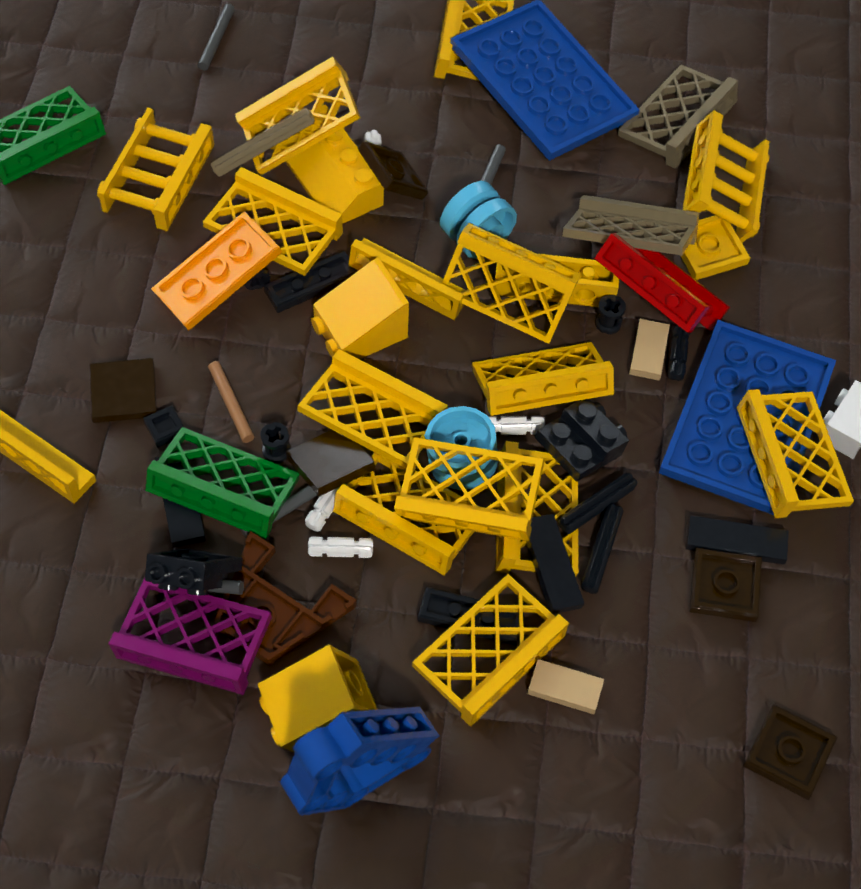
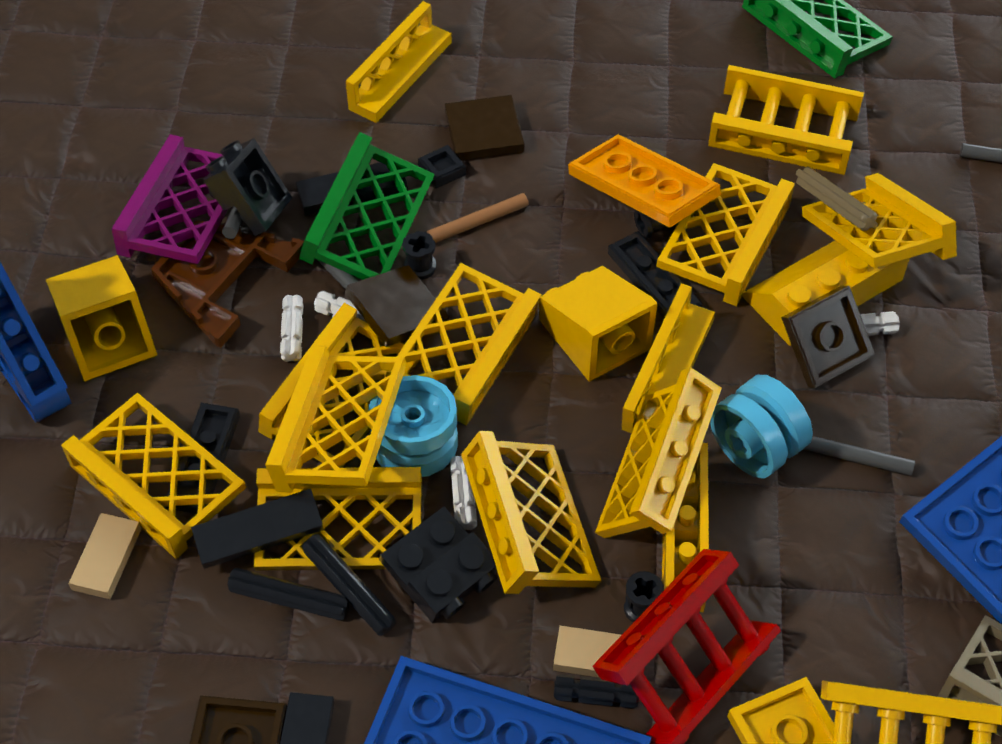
camera: 90 degrees right, 5 degrees down
(636, 223) = (802, 619): dark tan fence -> none

